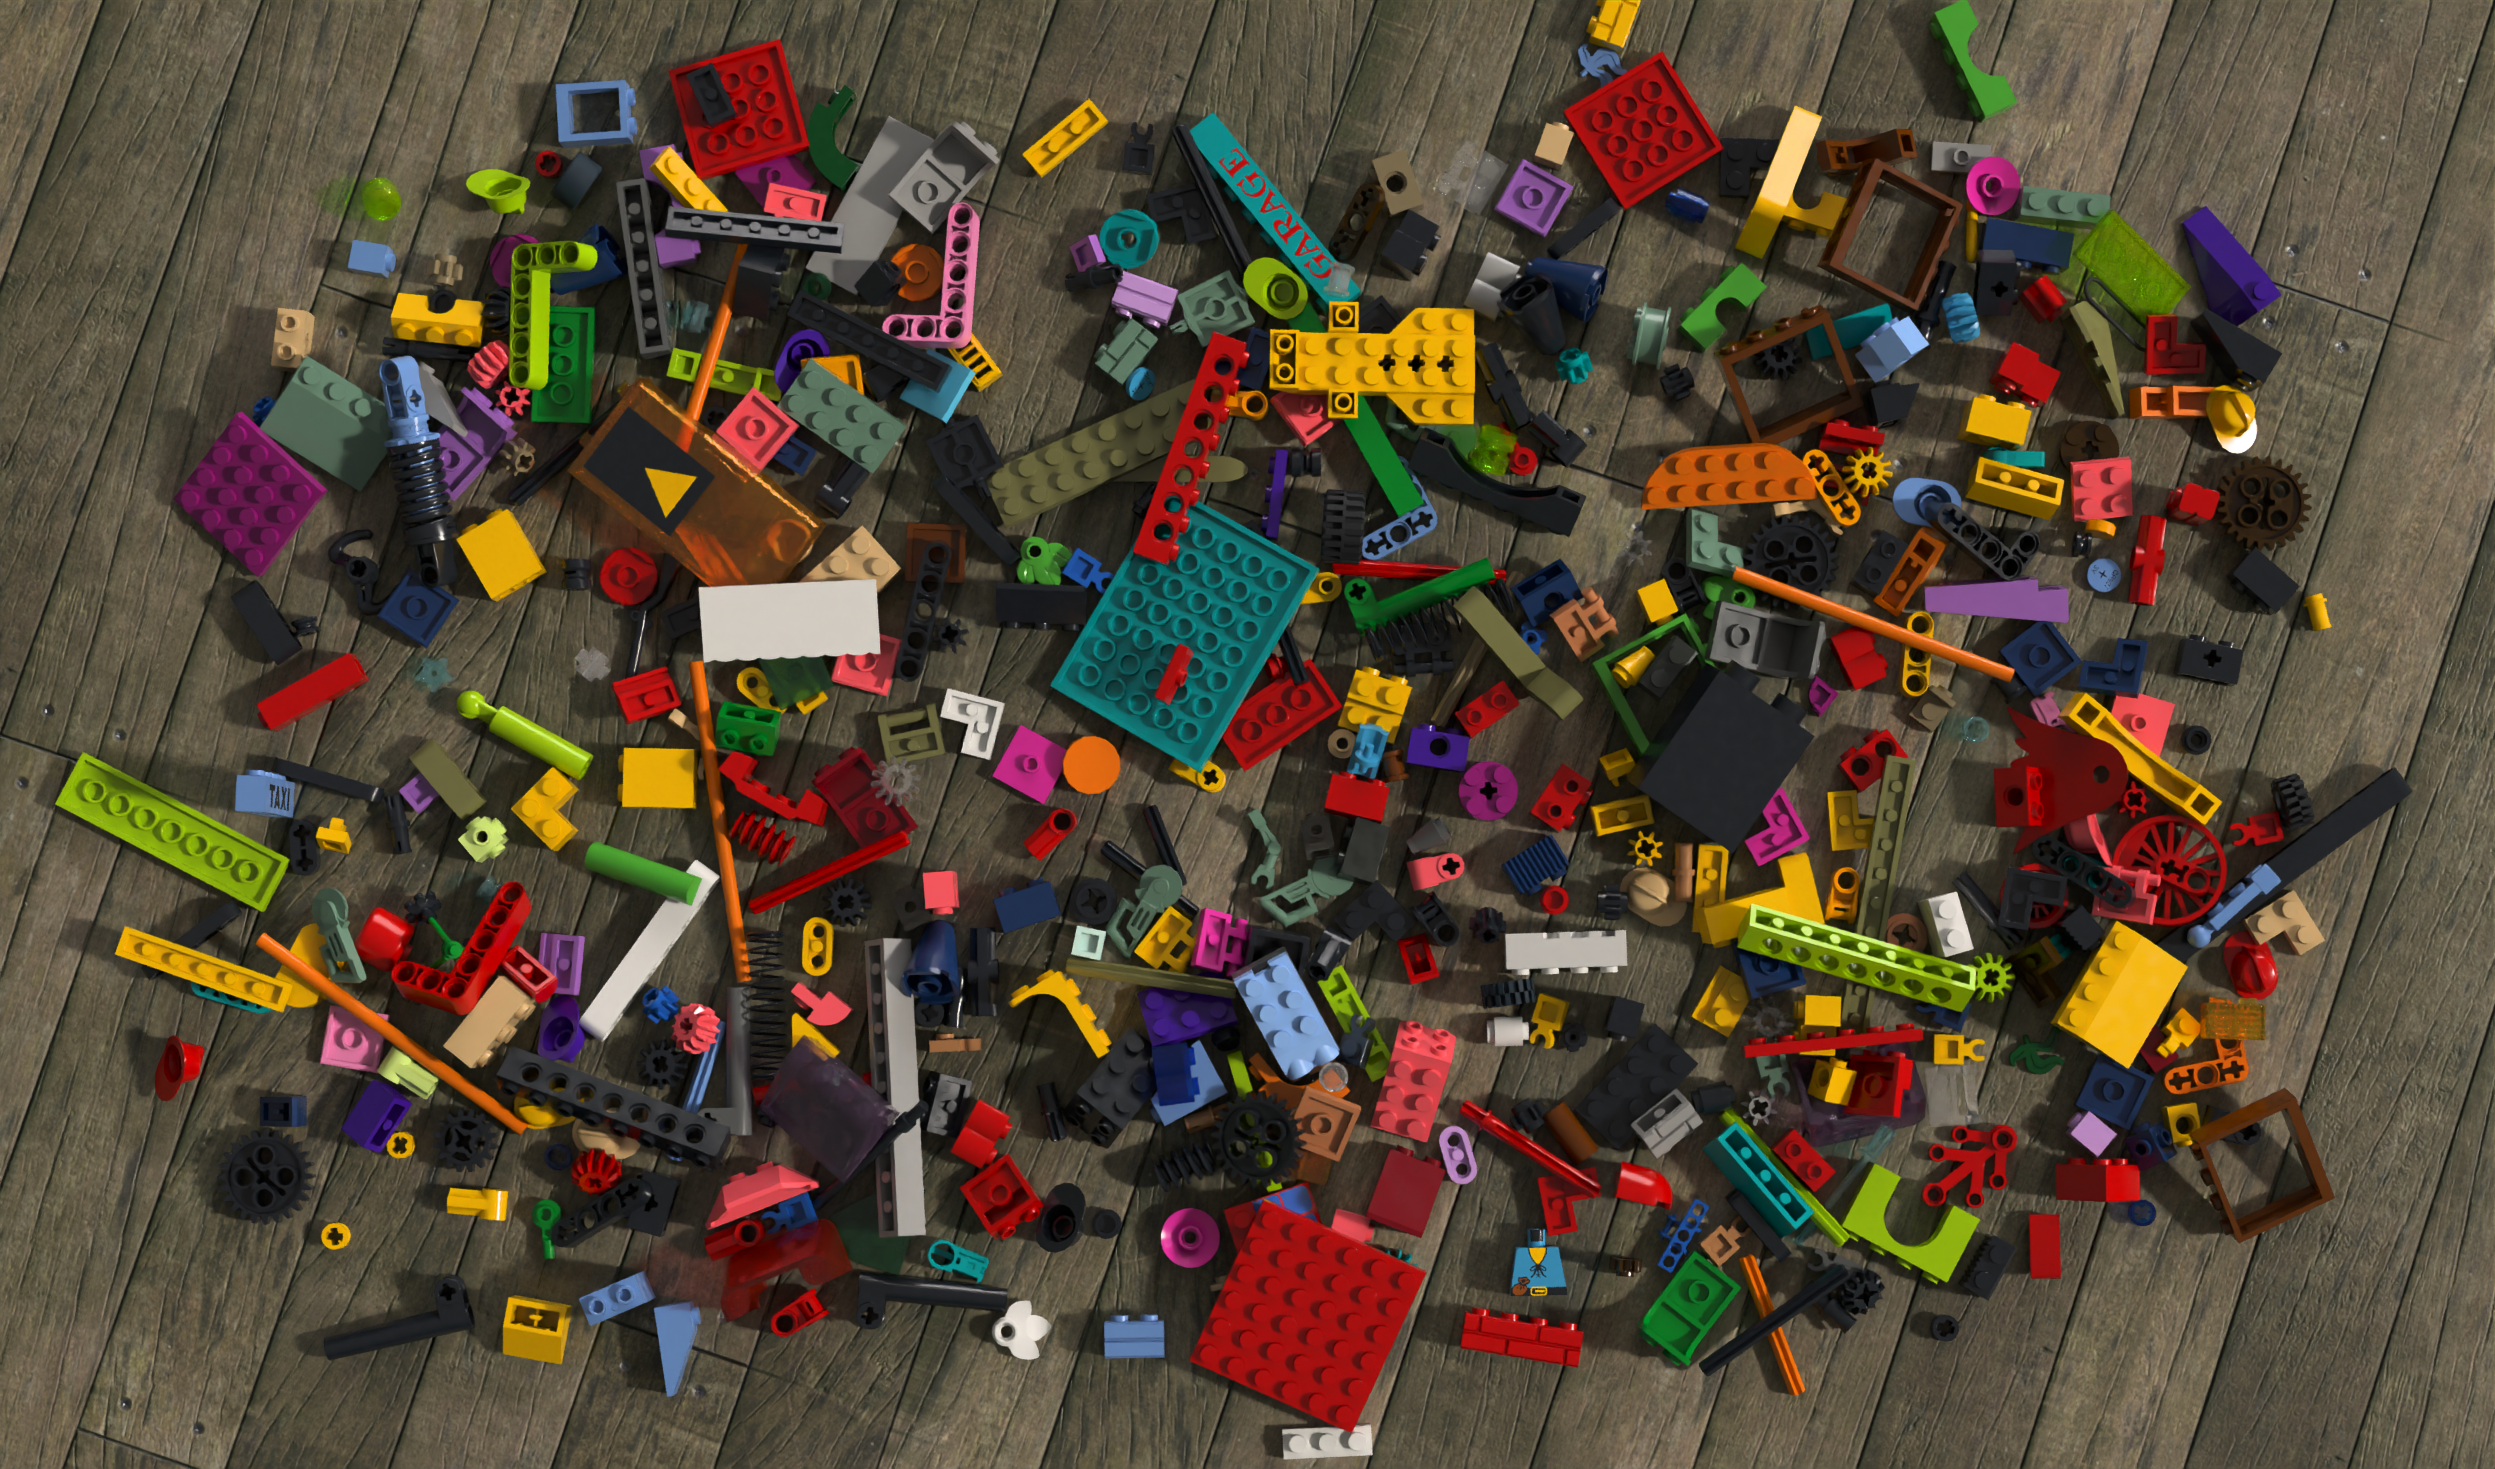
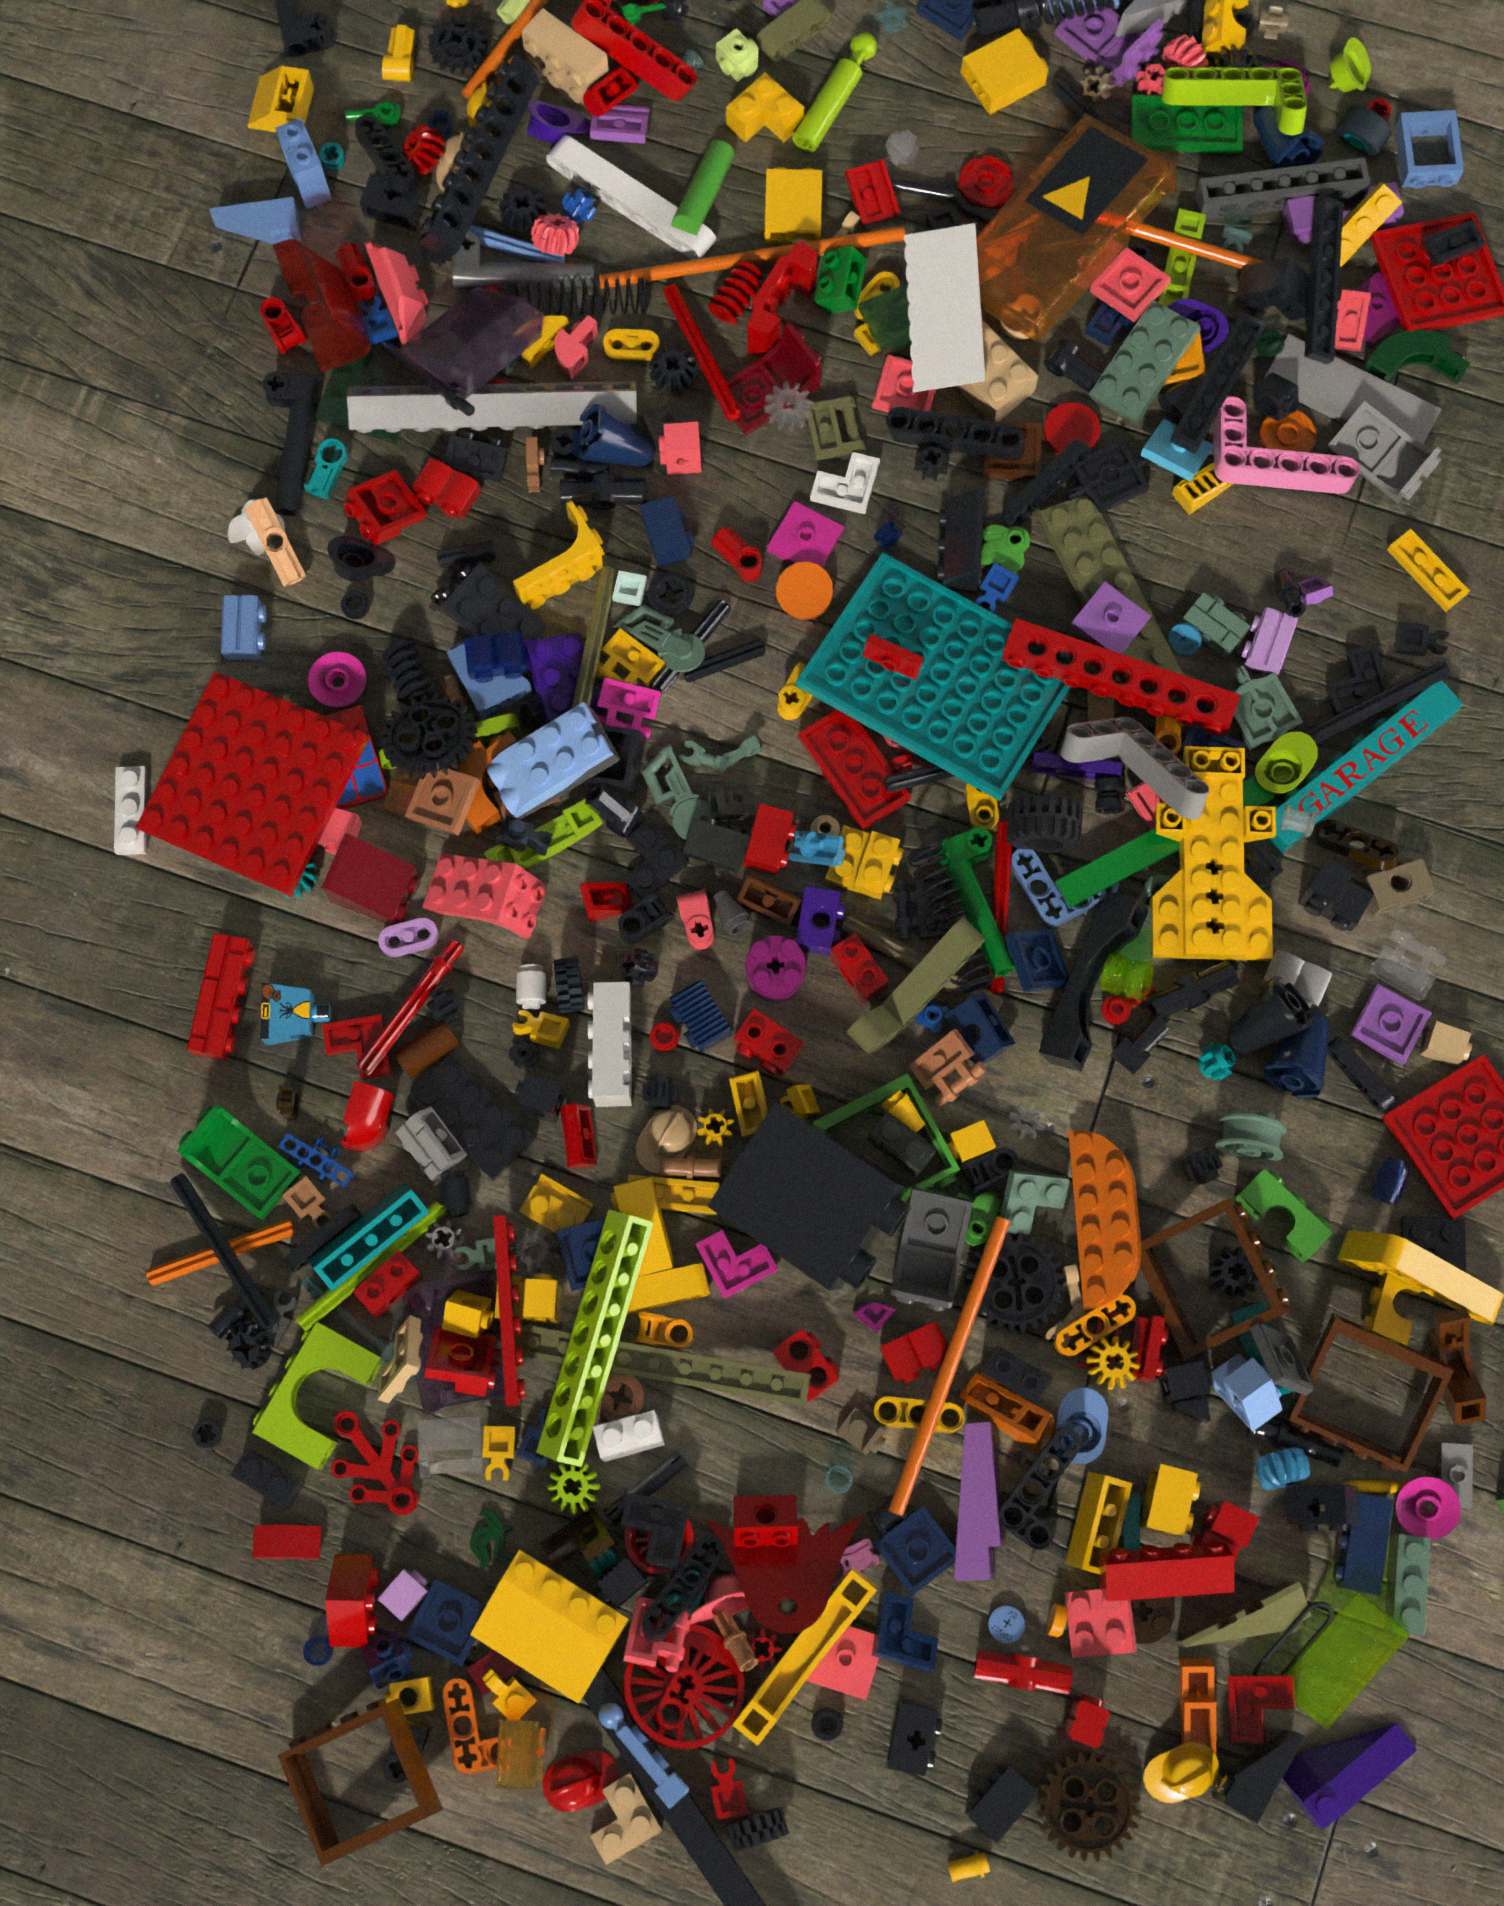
camera: 85 degrees right, 10 degrees down
(576, 574) = (986, 134): black wheel -> none
(593, 1263) = (335, 164): none -> teal bush
(910, 492) = (1069, 423): none -> red tile
(1028, 1316) = (267, 525): none -> light nougat piece
(1030, 680) = (888, 535): none -> clear blue bush
(1128, 457) = (1110, 619): none -> medium lavender plate
(1143, 230) = (1336, 641): teal plate -> none
(1273, 425) = (1143, 755): none -> light grey beam
(1332, 1073) = (488, 815): clear wheel -> none
(1393, 766) = (801, 877): reddish brown bush -> none
(1416, 798) = (769, 900): none -> reddish brown brick
(1476, 536) = (1037, 959): none -> dark blue tile
(1654, 981) = (578, 1136): none -> red brick
(1845, 827) = (734, 1337): yellow plate -> none
(1867, 315) = (1282, 1359): none -> dark grey tile
(1882, 1137) = (405, 1360): none -> tan plate
(2043, 300) = (1306, 1561): red brick -> none
(2062, 427) = (1166, 1571): none -> red brick
(2081, 545) = (1039, 1599): black bush -> none
(2127, 823) = (735, 1641): none -> medium nougat axle

